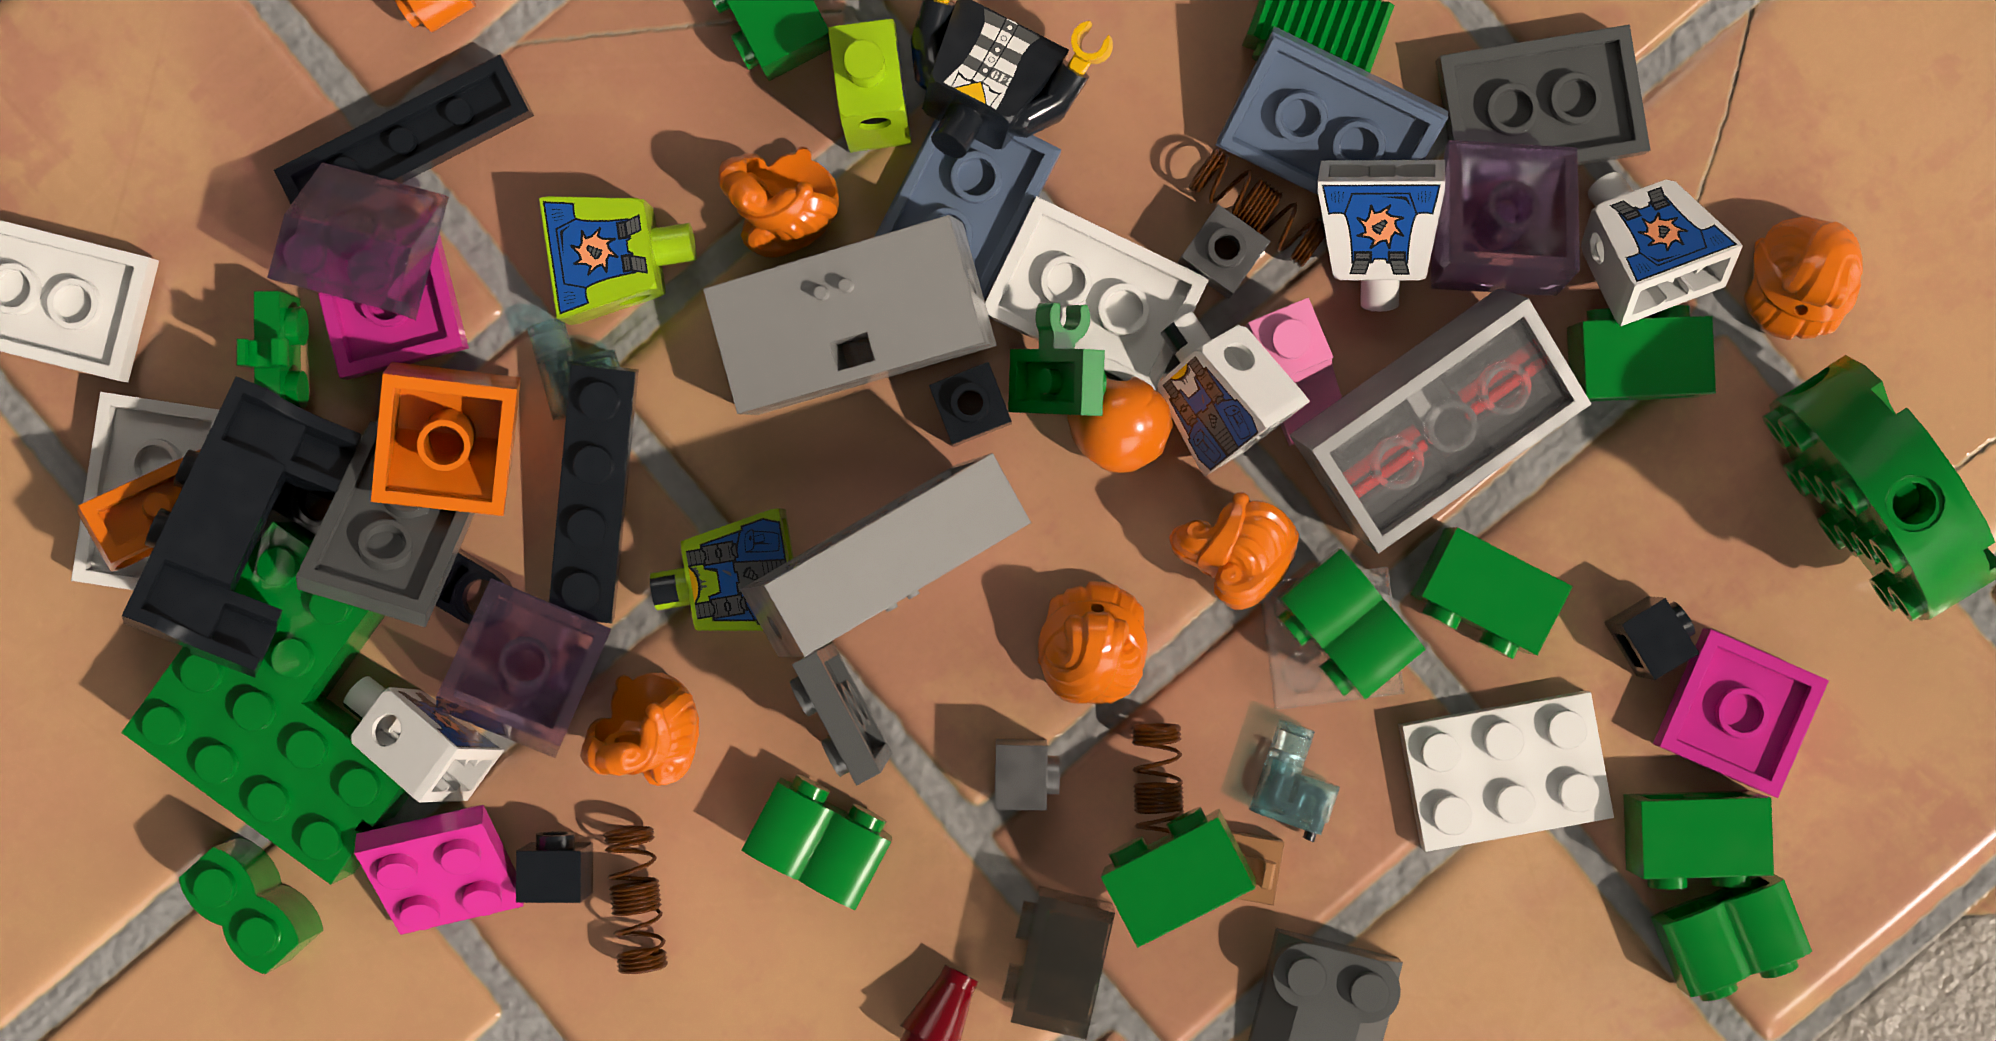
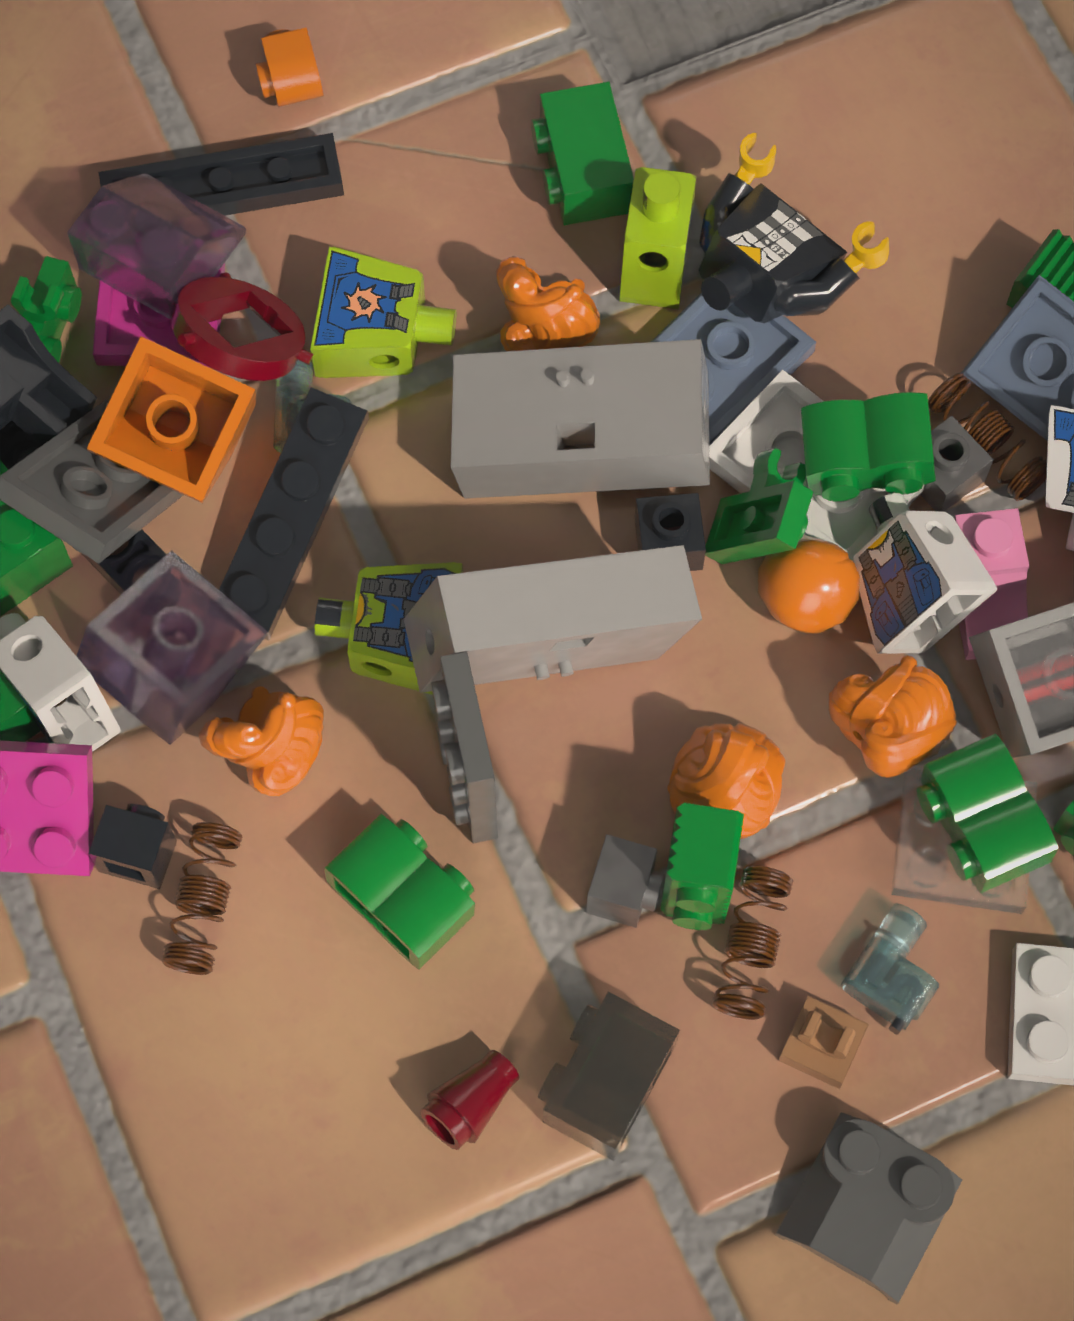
camera: 20 degrees right, 20 degrees down
(441, 288) = (263, 360): none -> dark red piece
(1094, 753) = (701, 865): none -> green brick
(1145, 271) = (868, 445): none -> green brick
(1177, 875) = (755, 1001): green brick -> none

